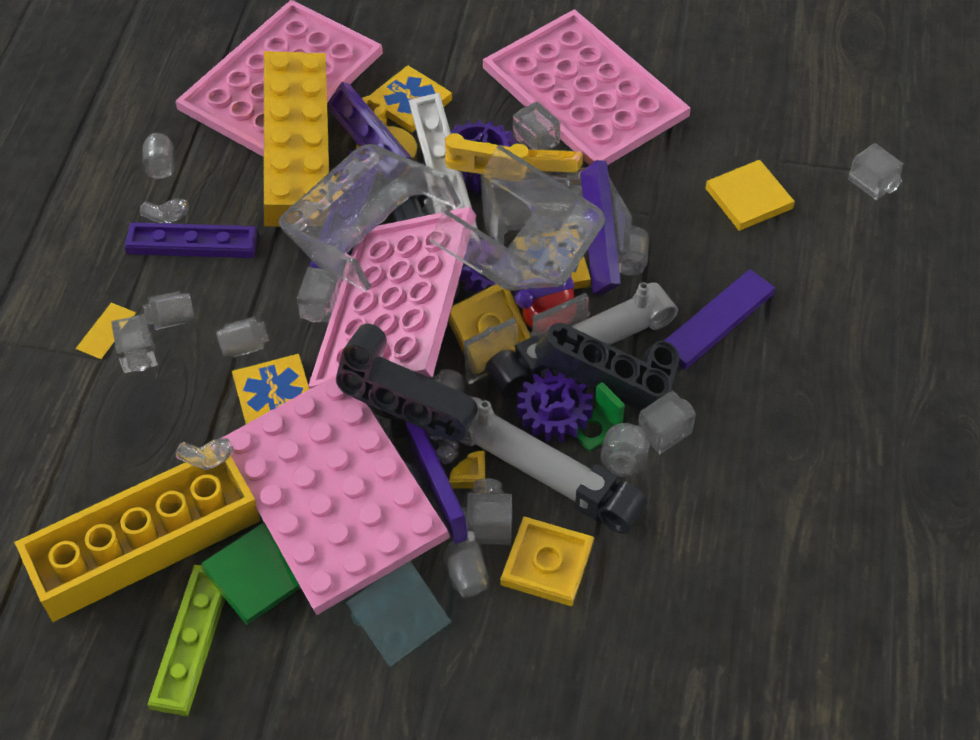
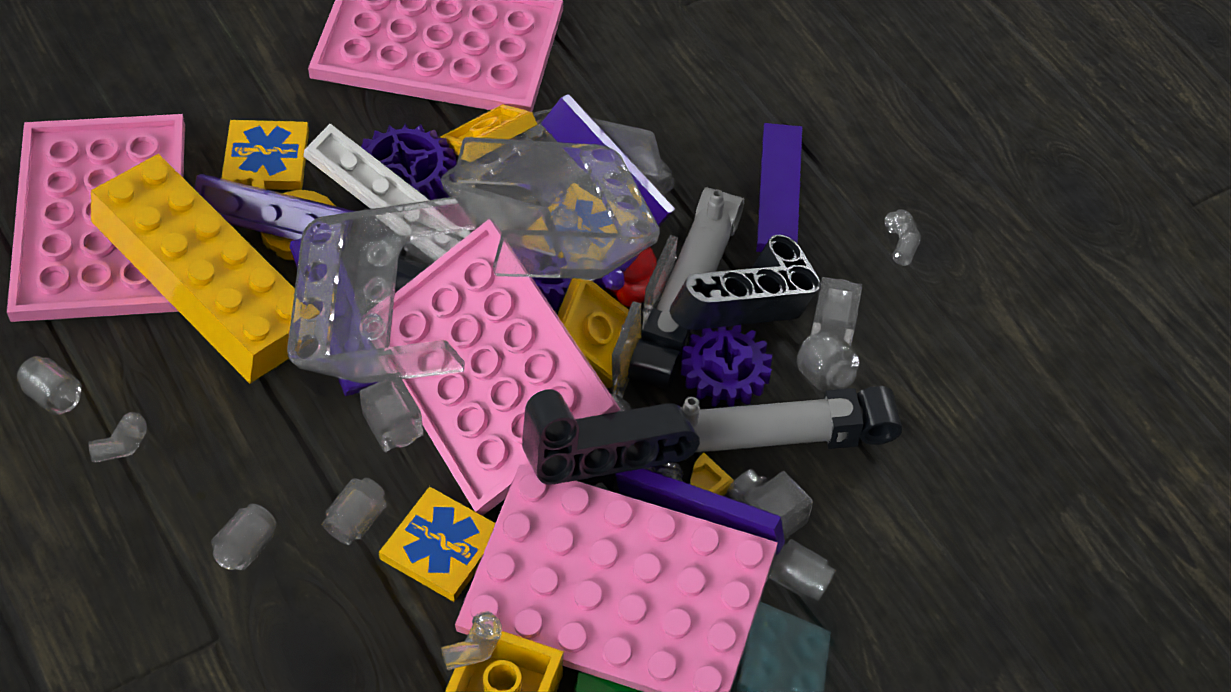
camera: 45 degrees left, 0 degrees up
(101, 335) = (185, 610): yellow sticker -> none
(134, 343) = (245, 597): clear brick -> none
(191, 240) = (181, 451): dark purple tile -> none
(473, 155) = (434, 166): yellow plate -> none
(536, 127) = (433, 105): clear brick -> none
(547, 561) = (858, 513): yellow tile -> none
(606, 413) = (782, 337): green bracket -> none
(749, 195) = (692, 54): yellow tile -> none
(778, 406) = (904, 225): none -> clear arm

